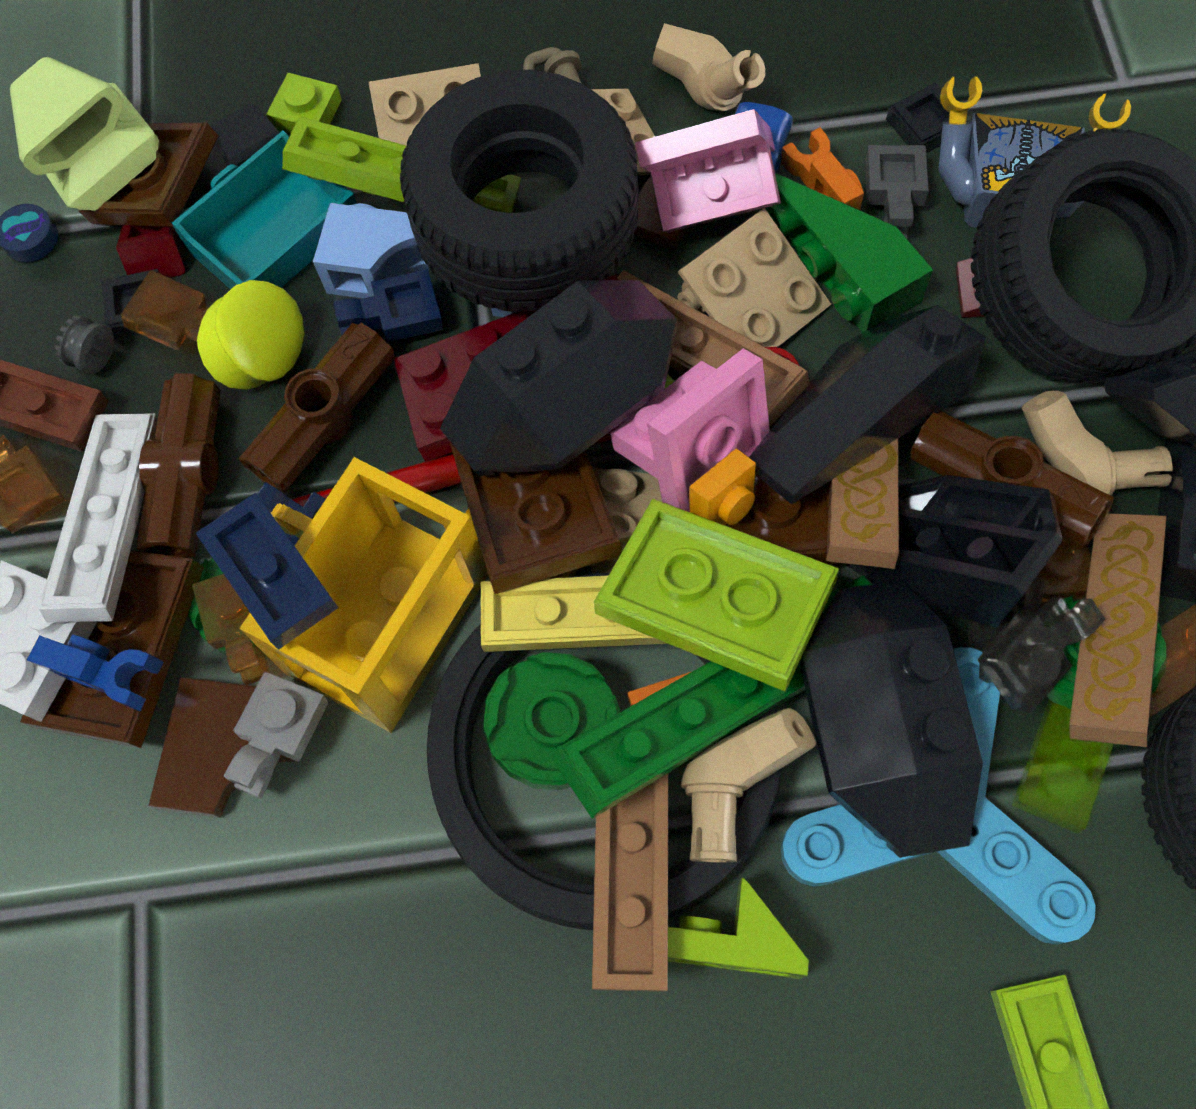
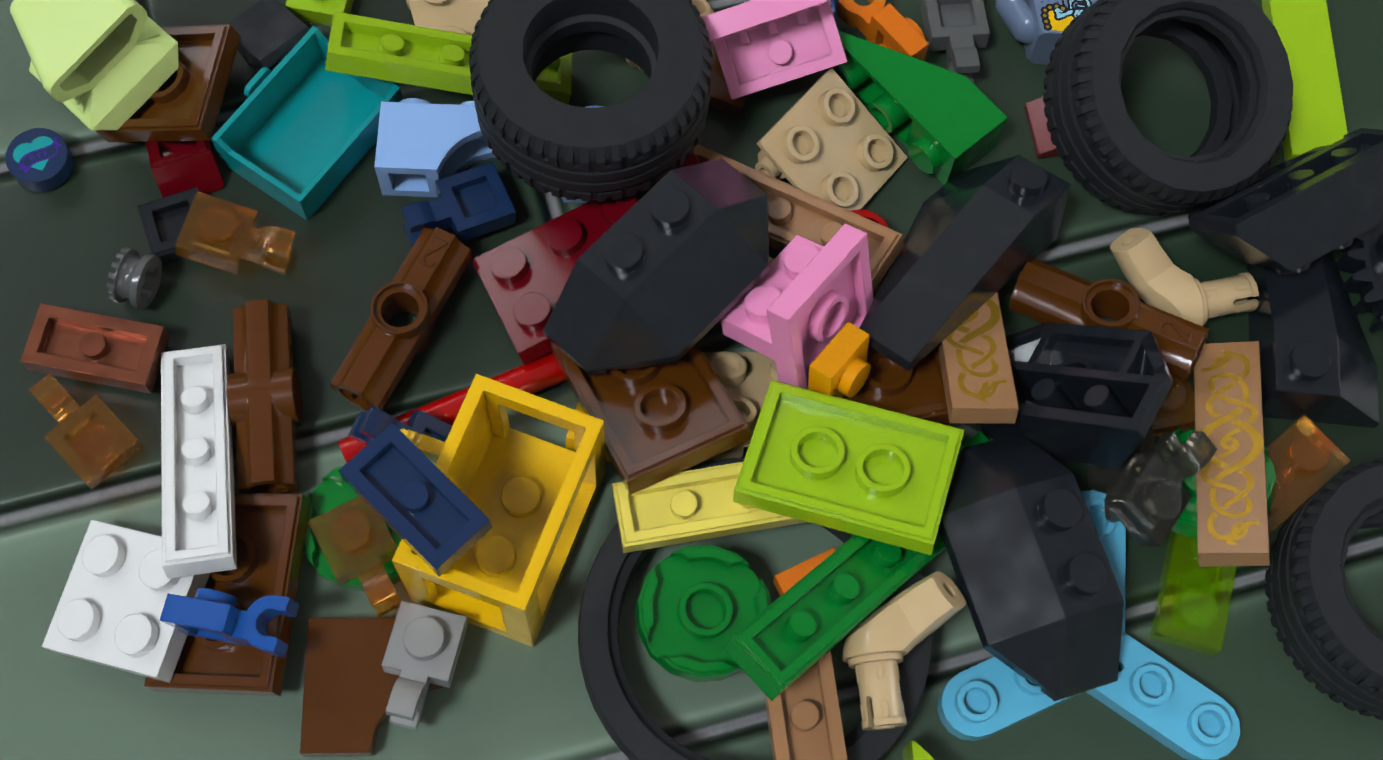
camera: 20 degrees left, 0 degrees up
(251, 335) = (319, 251): neon yellow piece -> none

